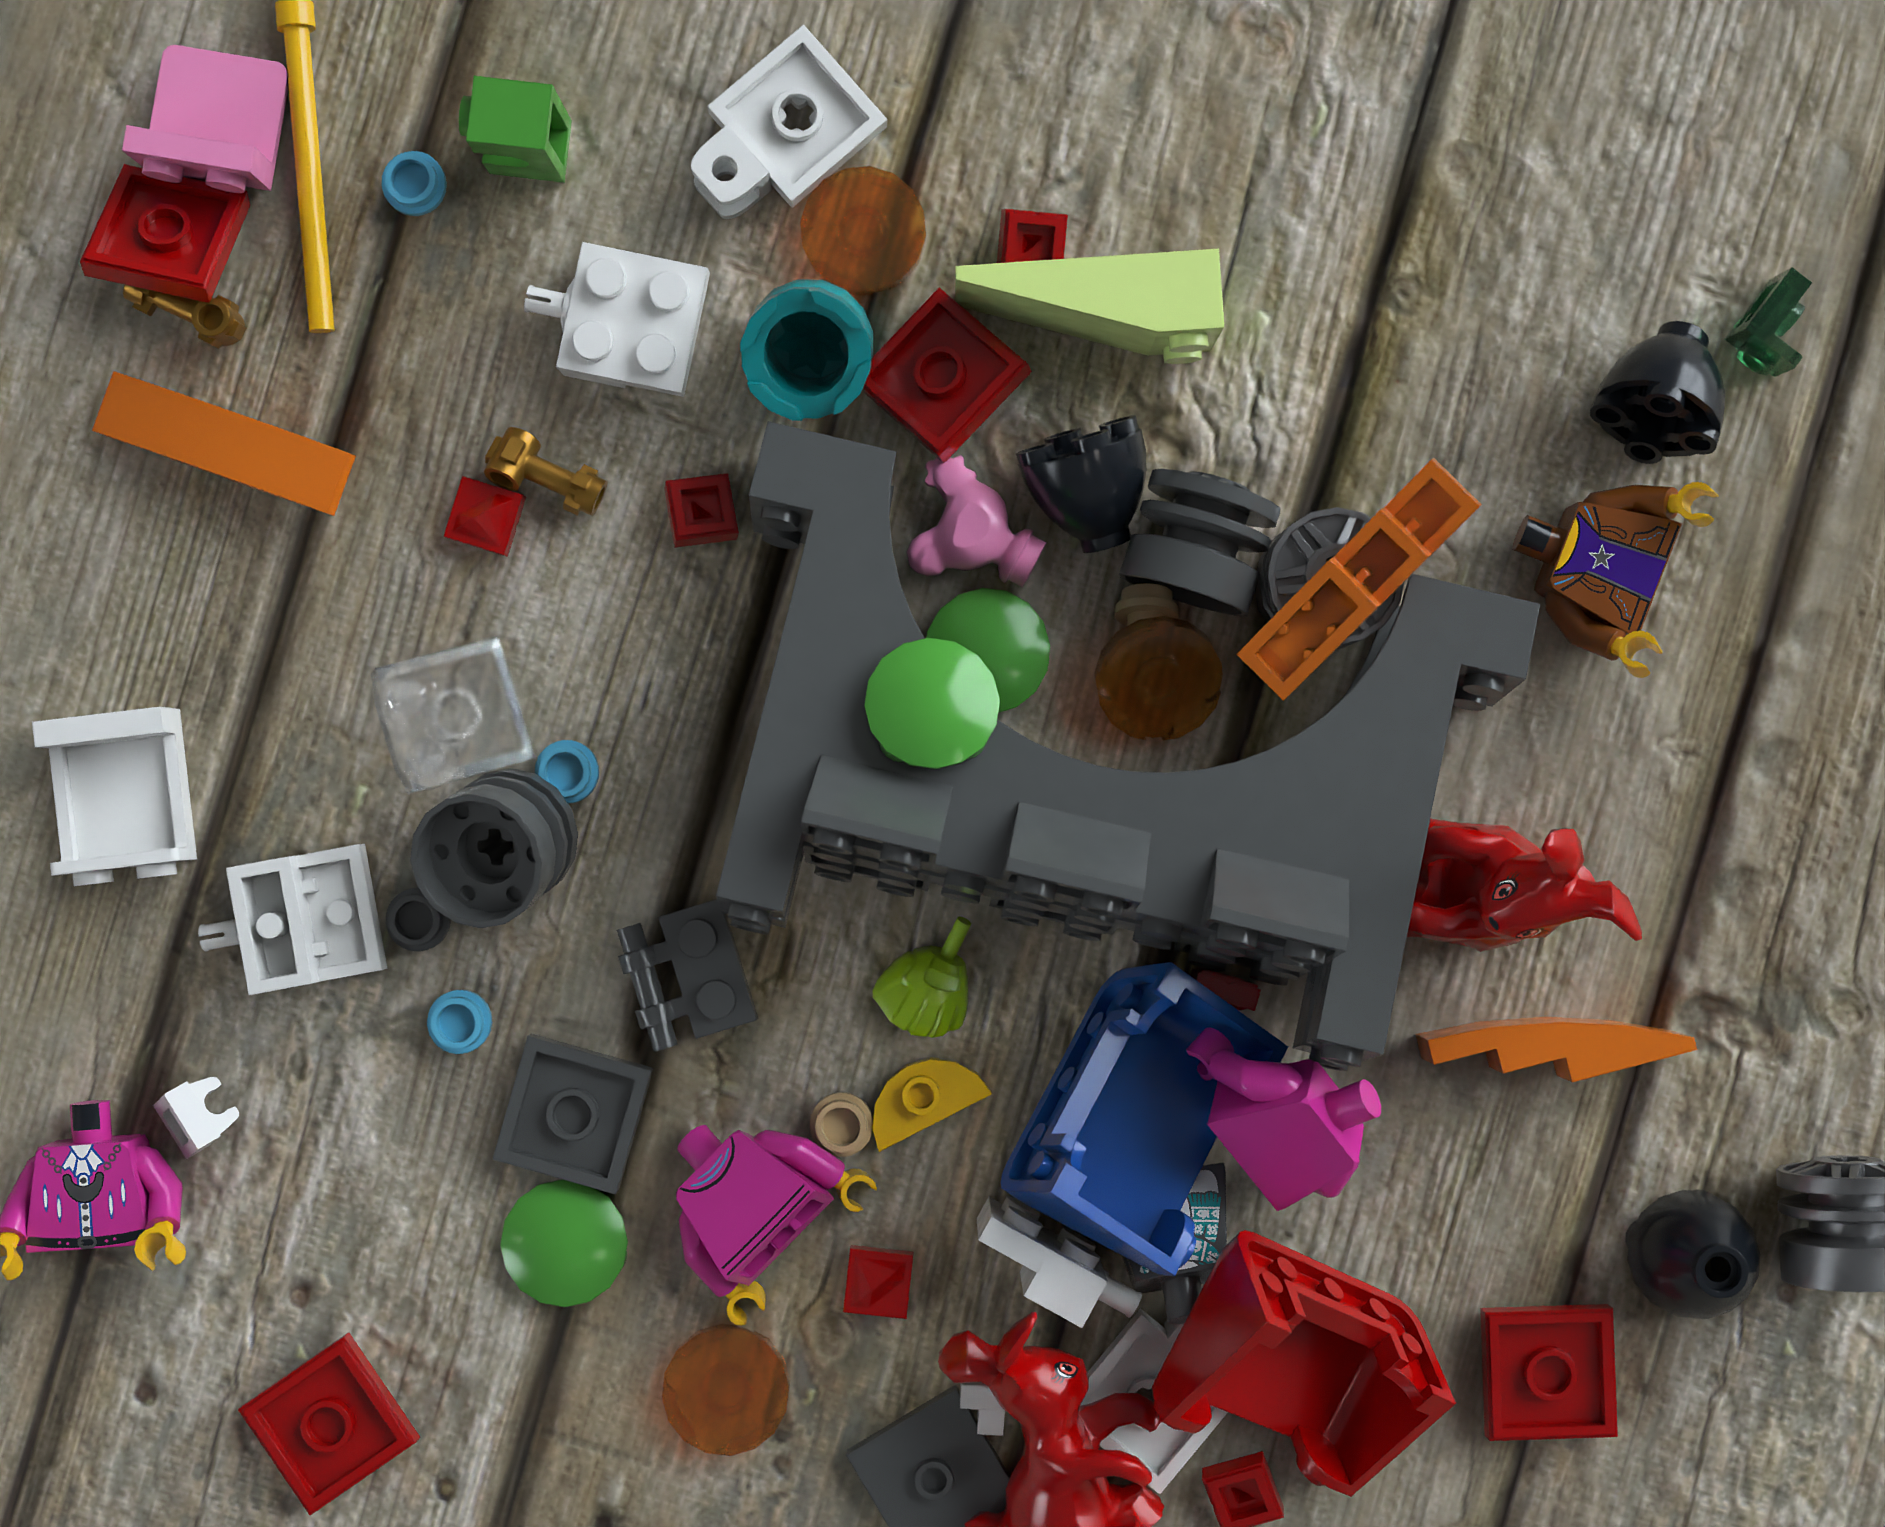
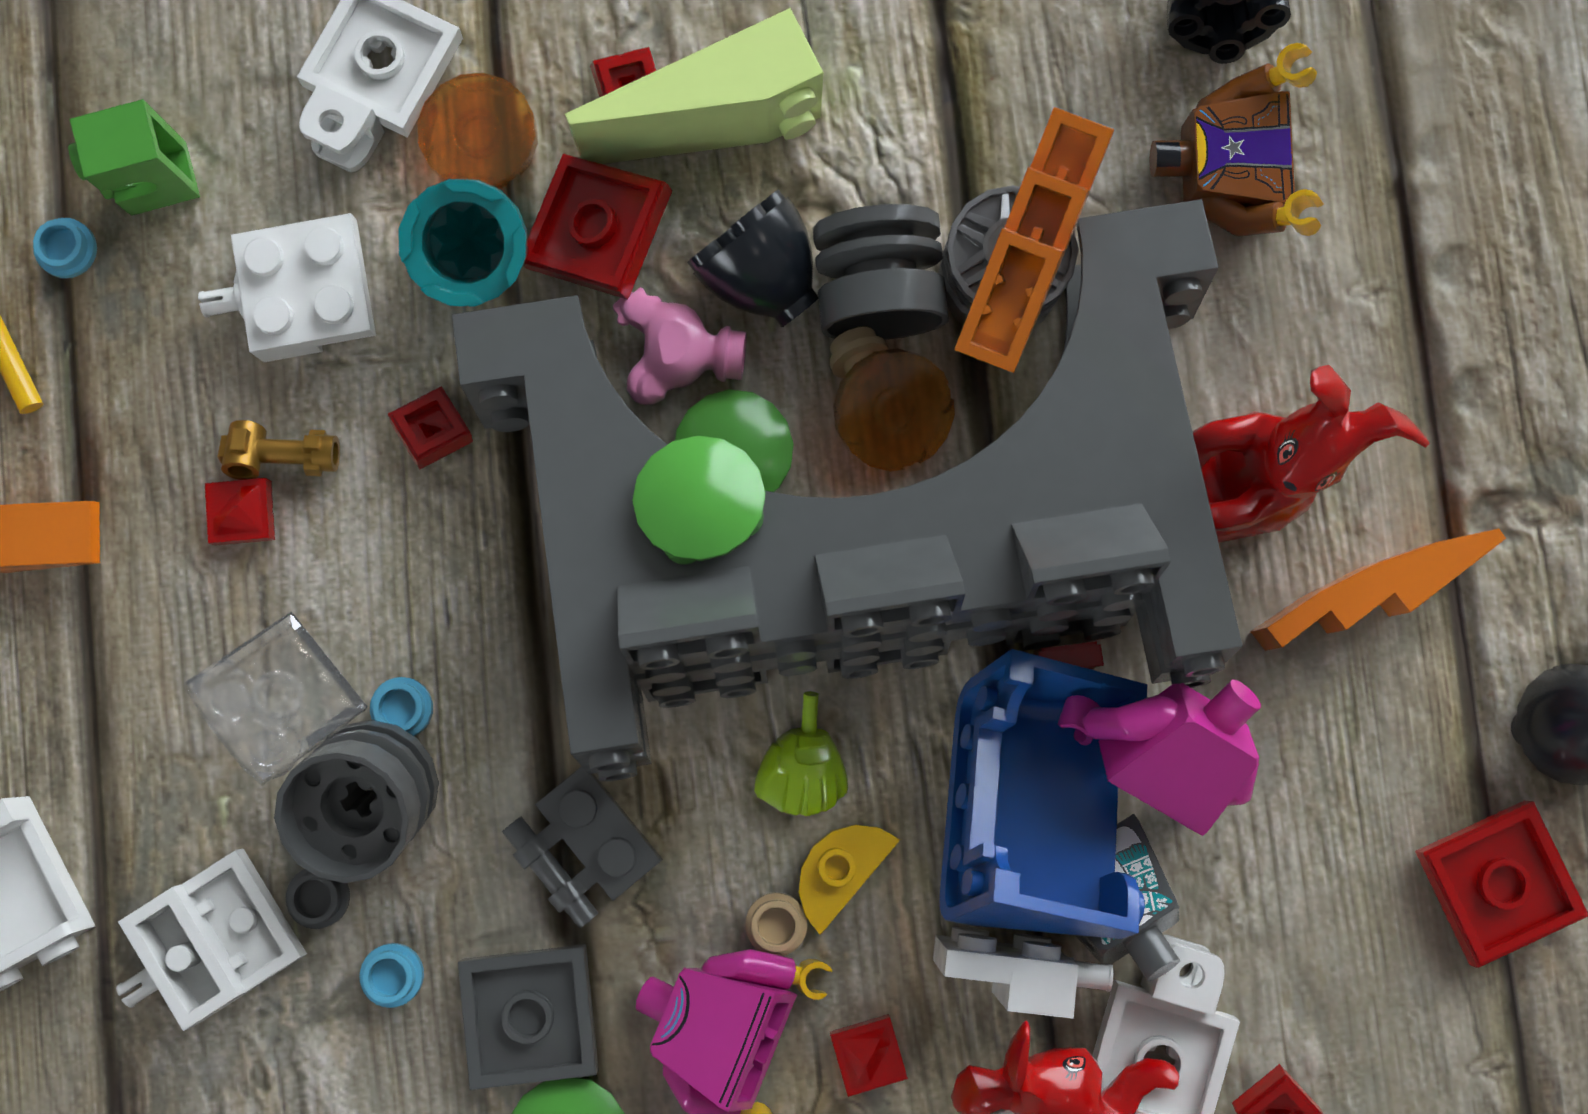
camera: 25 degrees left, 5 degrees down
(1306, 1358) = (1285, 962): red windscreen -> none

